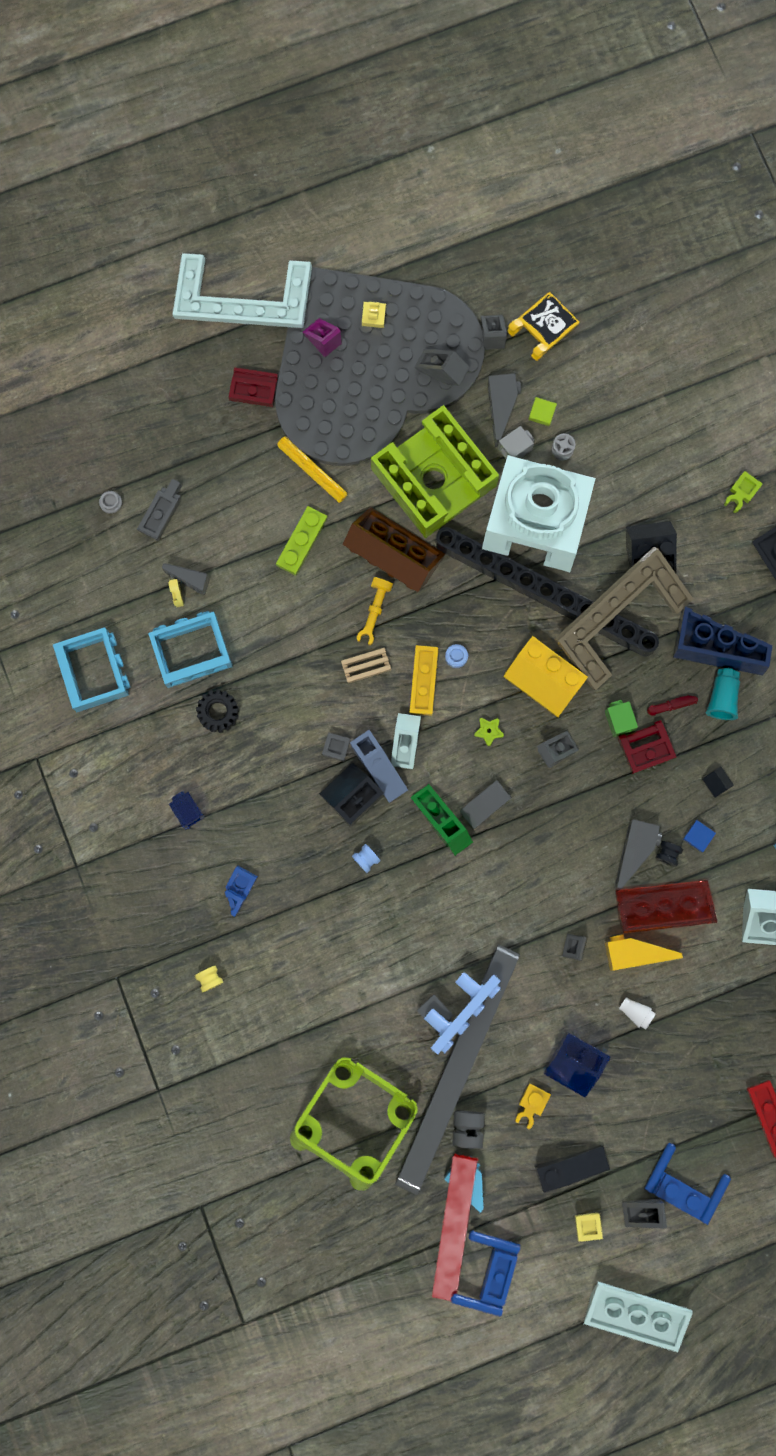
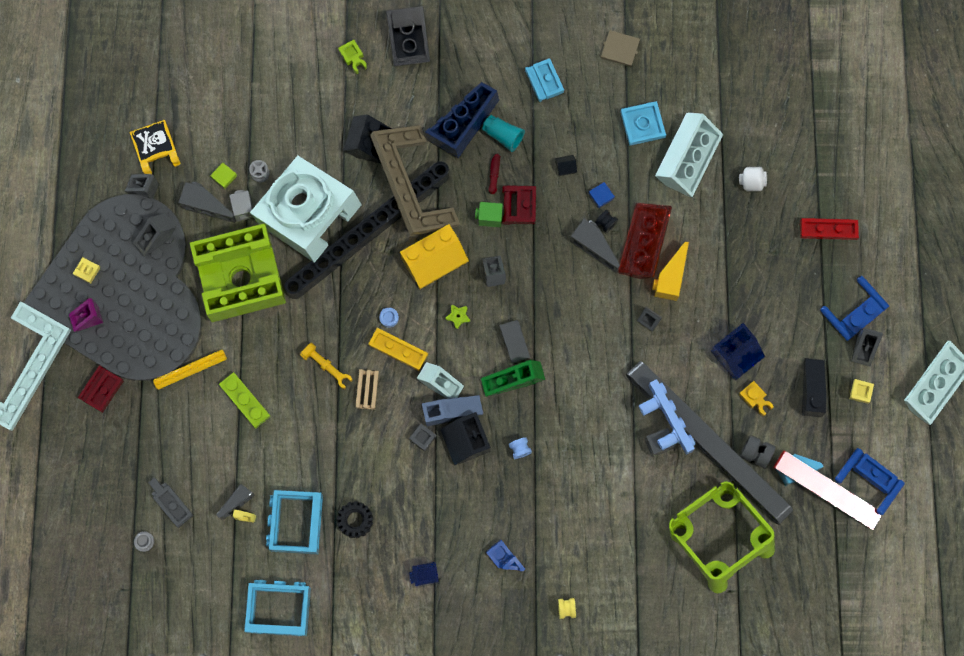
camera: 70 degrees left, 5 degrees down
(393, 549) = (284, 331): reddish brown slope -> none
(638, 1013) = (716, 292): white cone -> none

